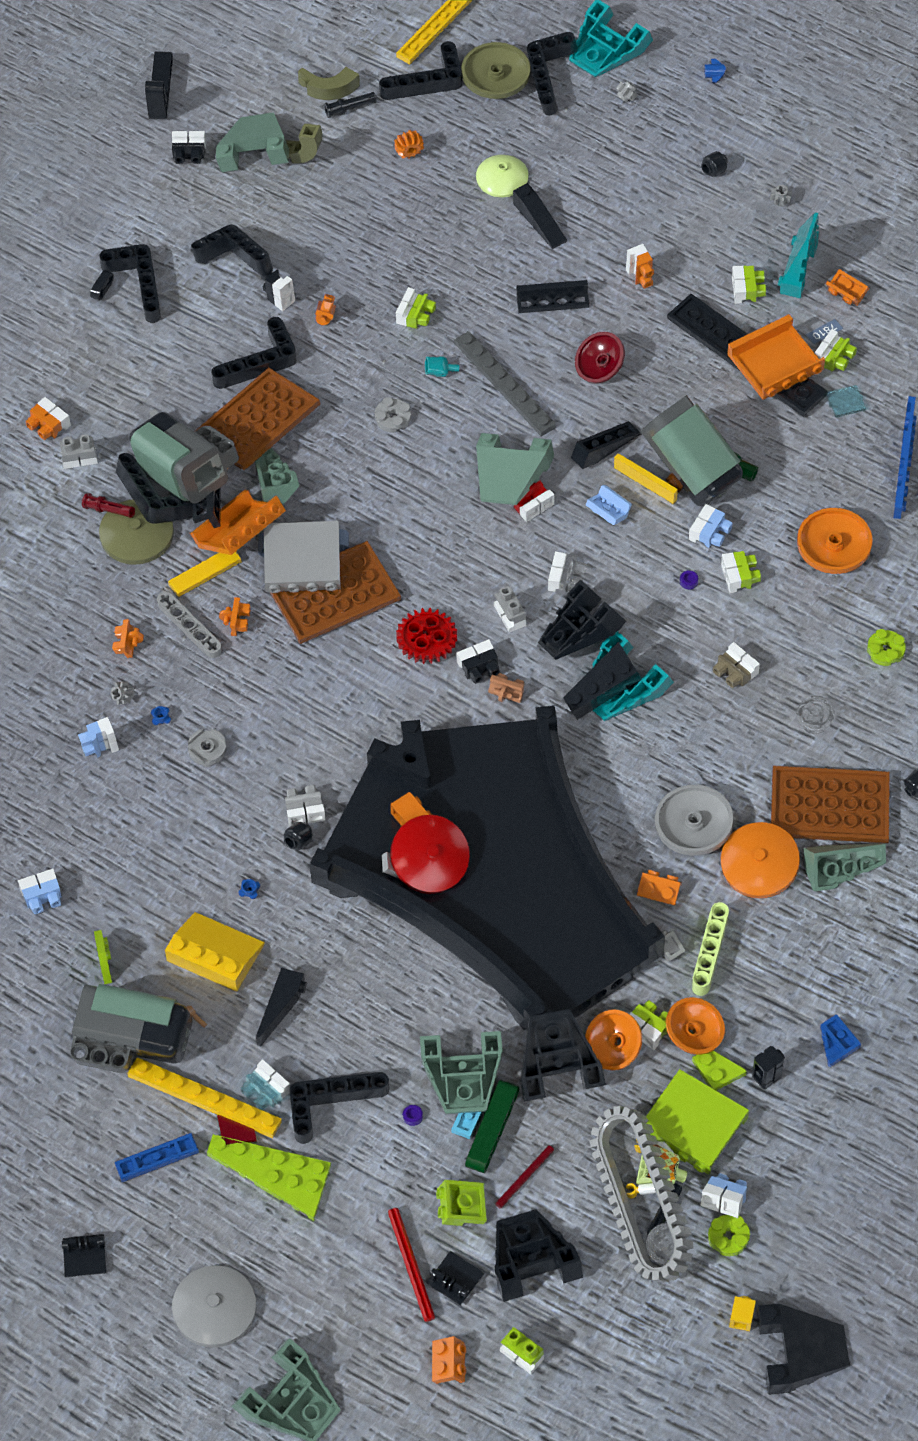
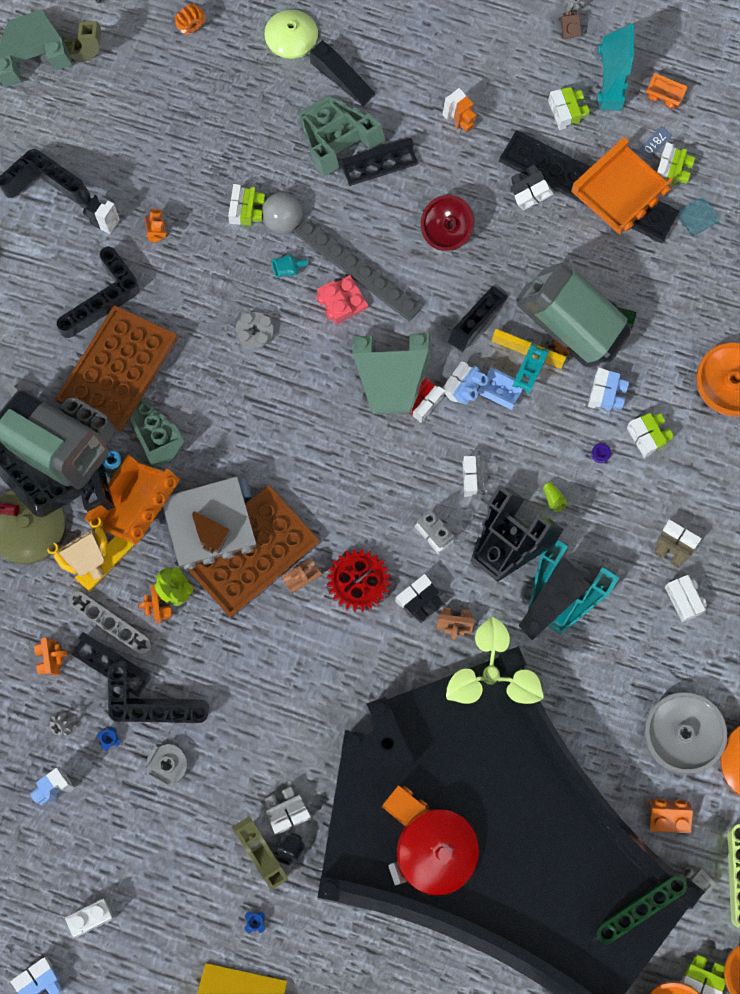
camera: 20 degrees left, 15 degrees up
(102, 850) = (89, 918): none -> white brick
(182, 557) = (84, 552): none -> tan torso
(186, 652) = (111, 657): none -> black fence
(204, 695) = (148, 705): none -> black beam
(228, 490) = (115, 457): none -> dark azure cone
(255, 602) = (181, 590): none -> lime plate
(268, 828) = (260, 853): none -> olive arch
(301, 560) = (210, 533): none -> reddish brown slope
(375, 619) = (301, 575): none -> nougat hips
(447, 322) = (282, 213): none -> light grey piece
(481, 404) = (341, 299): none -> coral plate
(519, 260) = (334, 127): none -> sand green wedge
(547, 732) = (464, 685): none -> yellowish green plant
(574, 493) = (464, 383): none -> light blue hips
(612, 937) = (637, 917): none -> dark green beam
(633, 608) = (555, 498): none -> lime cone
(639, 490) = (530, 368): none -> teal plate
(688, 344) = (534, 183): none -> hips
(730, 712) = (686, 598): none -> white brick
(771, 215) = (570, 25): none -> reddish brown bracket

